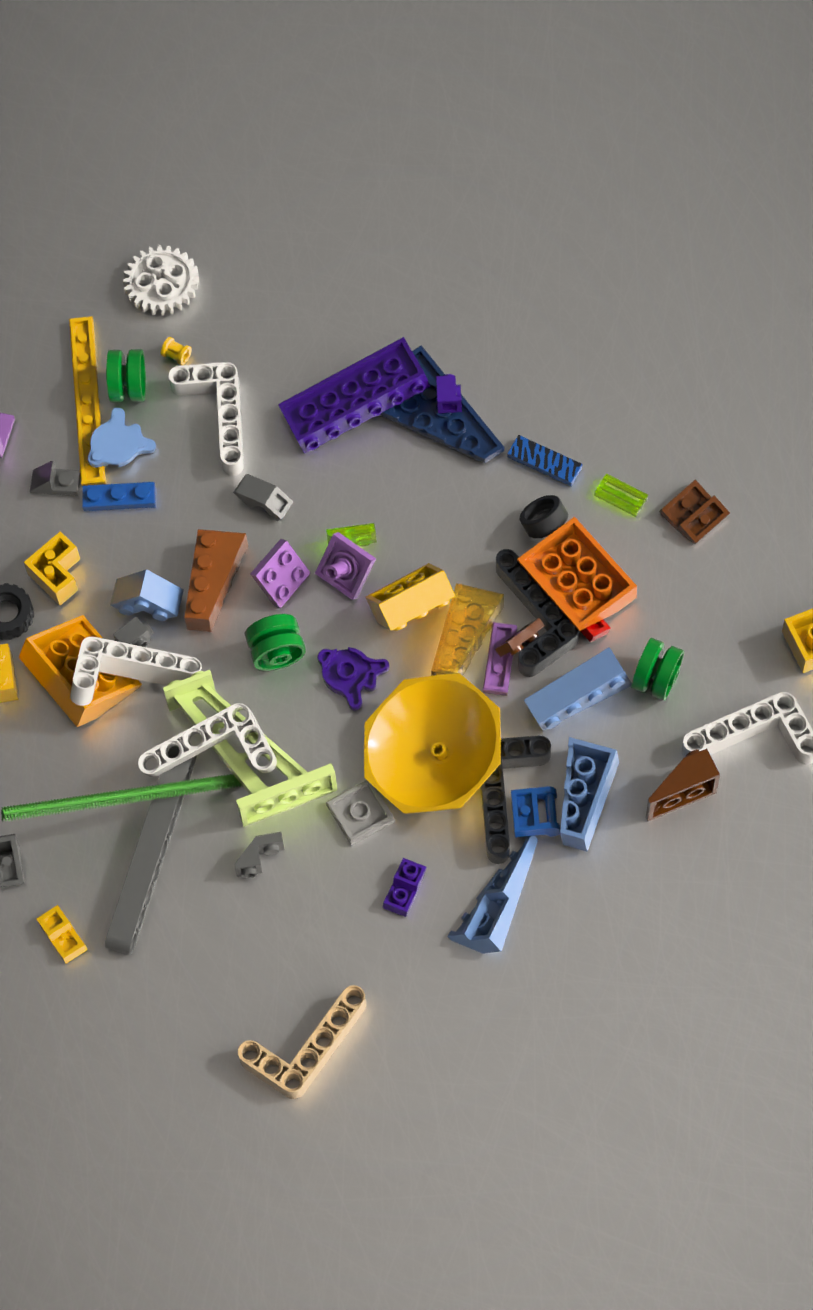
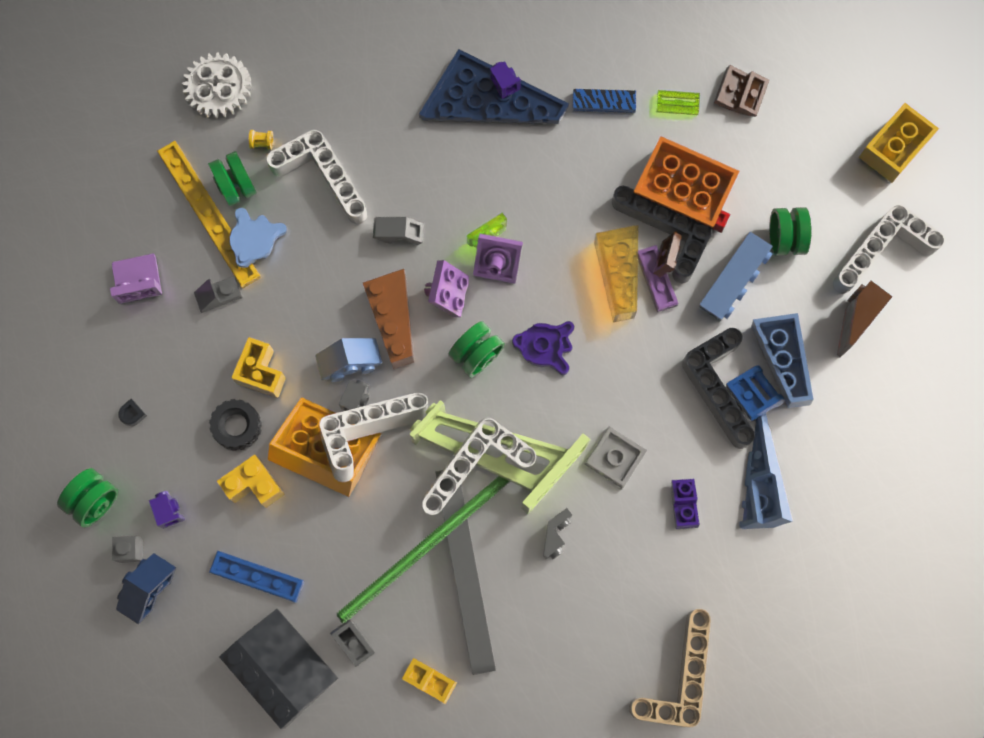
camera: 30 degrees left, 10 degrees up
(119, 496) = (278, 283): blue plate -> none
(354, 395) = (429, 112): dark purple bracket -> none
(410, 597) = (565, 261): yellow brick -> none
(432, 743) = (652, 376): yellow piece -> none
(543, 516) = (640, 154): black tyre -> none

